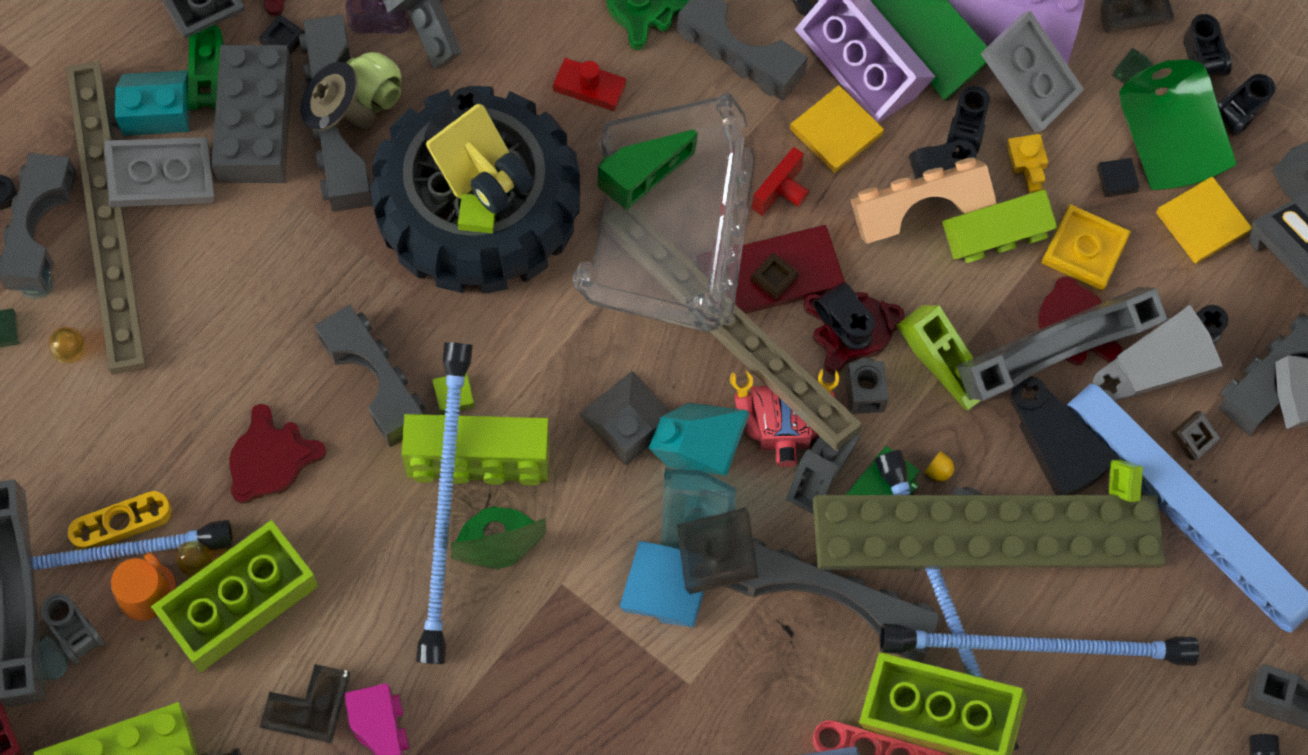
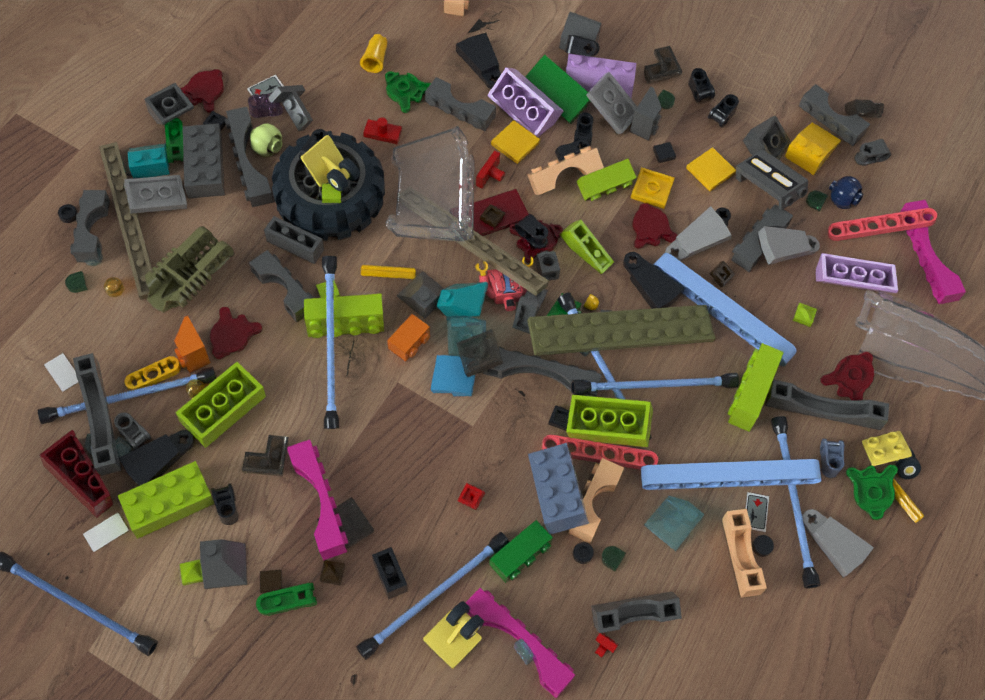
camera: 10 degrees left, 5 degrees down
(106, 685) = (156, 457): none -> black piece
(141, 584) = (166, 403): orange hat -> none
(189, 480) = (190, 348): none -> orange slope
(194, 335) = (182, 273): none -> olive connector
(332, 97) = (246, 147): piece -> none
(401, 288) = (294, 240): none -> dark grey brick
(499, 549) = (361, 361): green piece -> none
(568, 366) = (387, 271): none -> yellow axle
(592, 502) = (409, 337): none -> orange brick
(643, 165) = (416, 166): green slope -> none
(852, 687) = (559, 418): none -> black tile
(1028, 156) = (616, 146): yellow plate -> none
(1094, 104) = (647, 116): none -> dark grey slope
(1098, 325) = (646, 232): dark grey arch -> none
(1125, 480) = (689, 297): lime tile -> none
(1176, 132) = (694, 127): green piece -> none
(1227, 673) = (754, 387): none -> lime brick

